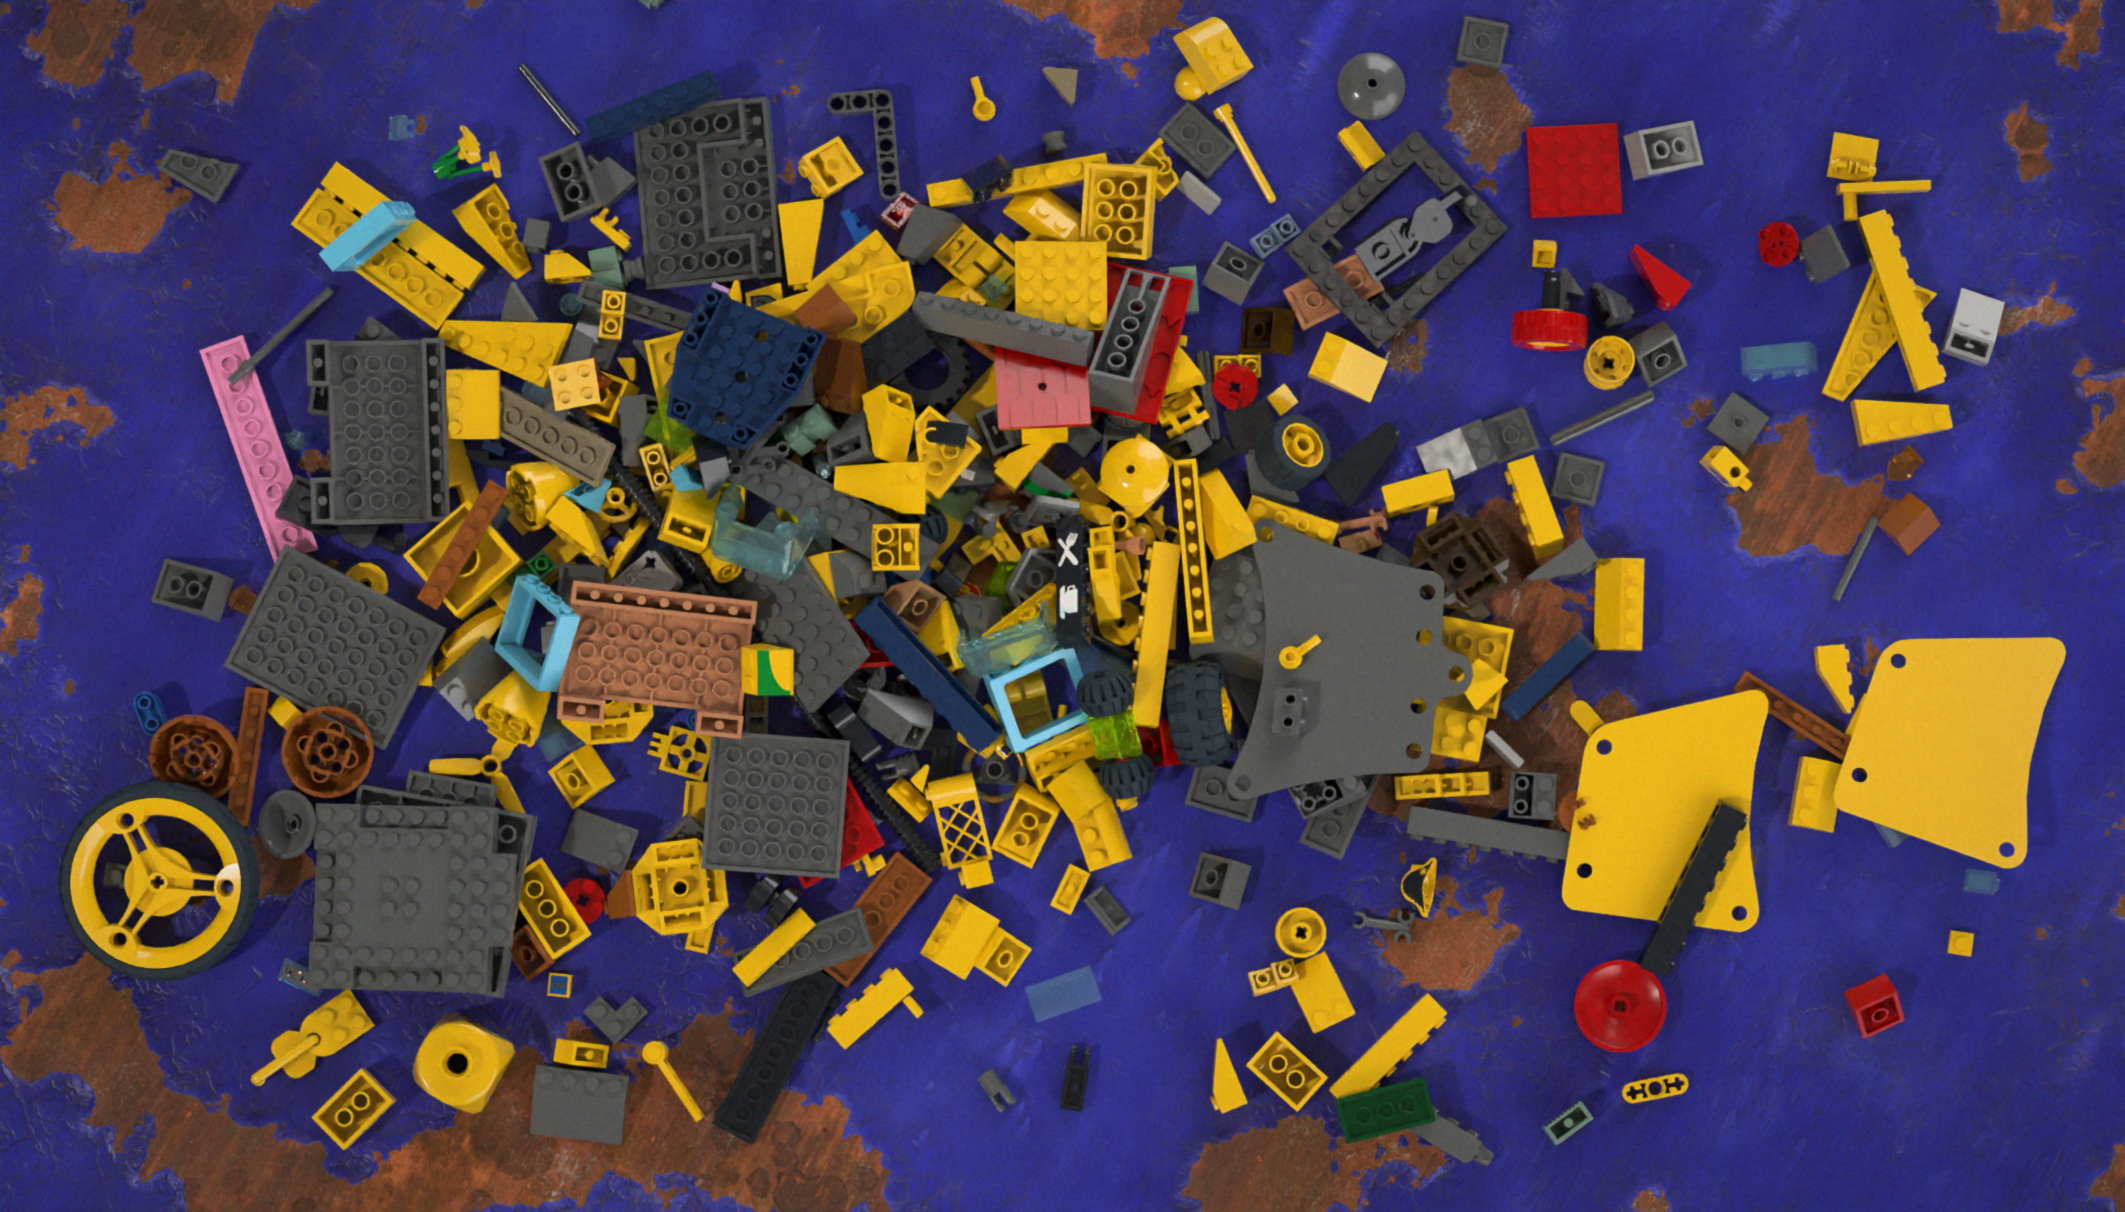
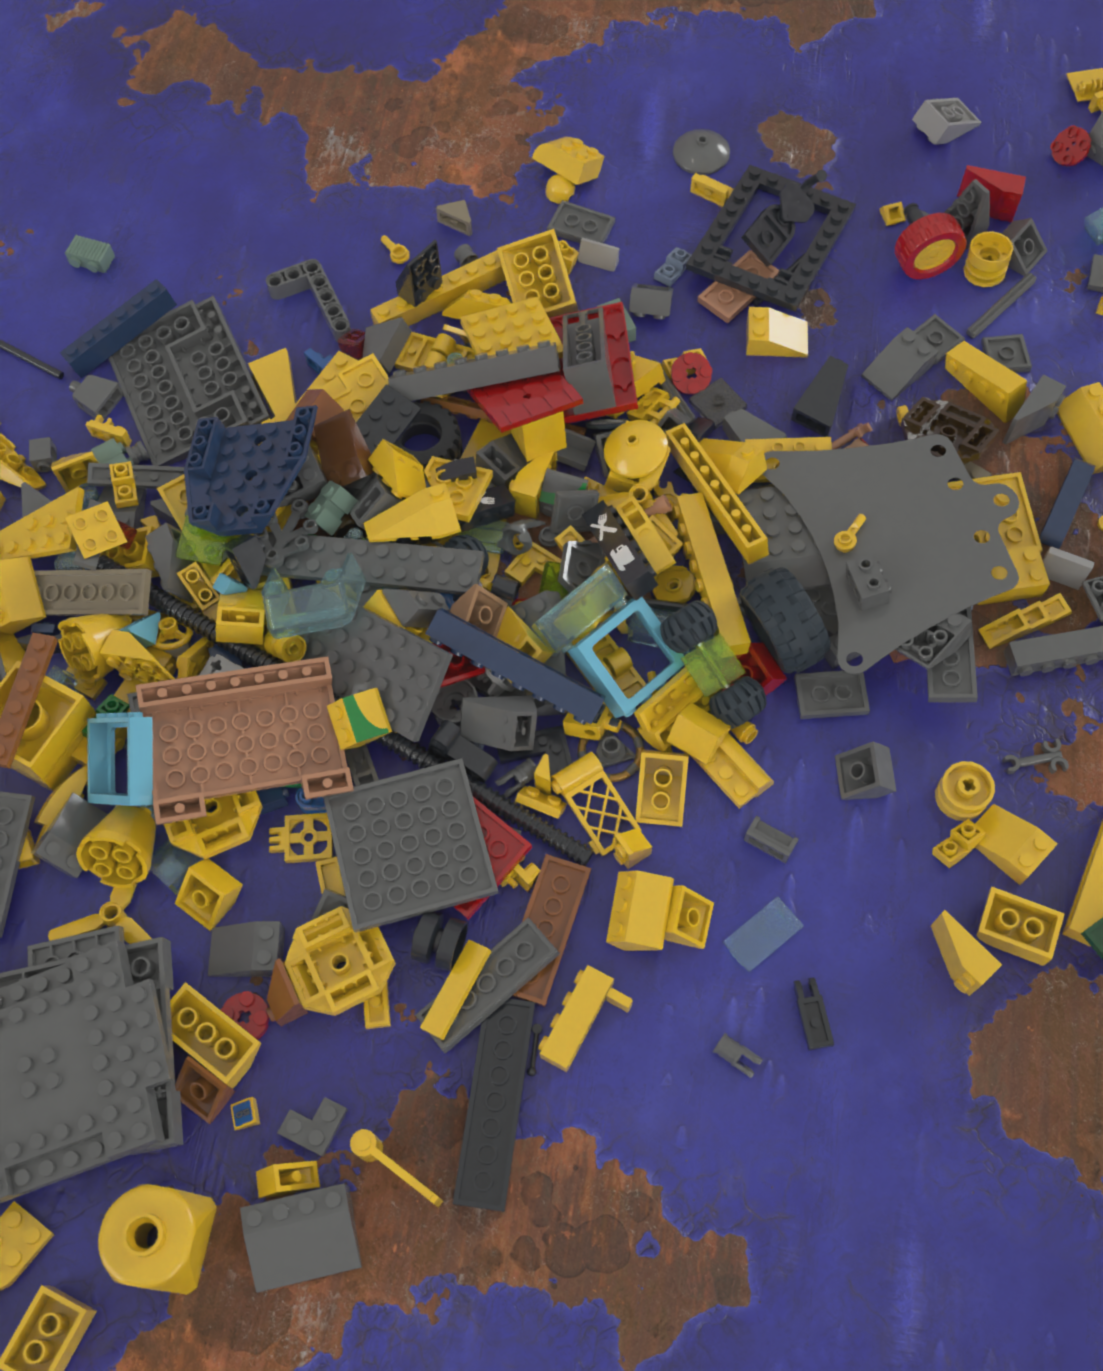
camera: 15 degrees left, 20 degrees down
(570, 183) = (61, 401): dark grey slope -> none
(829, 168) = (284, 329): yellow plate -> none
(895, 547) = (442, 561): yellow slope -> none
(1070, 889) = (727, 831): yellow plate -> none
(1225, 115) = (595, 200): yellow piece -> none
(1267, 331) = (699, 328): dark brown slope -> none
(1282, 399) = (734, 374): yellow slope -> none
(1292, 452) = (764, 398): black wheel -> none
(1417, 493) = (883, 401): yellow panel -> none
(1419, 885) = (1049, 712): hat -> none
(1482, 42) = (772, 100): dark grey tile -> none
(1484, 683) = (1019, 525): yellow torso -> none
(1573, 171) = (886, 155): red plate -> none

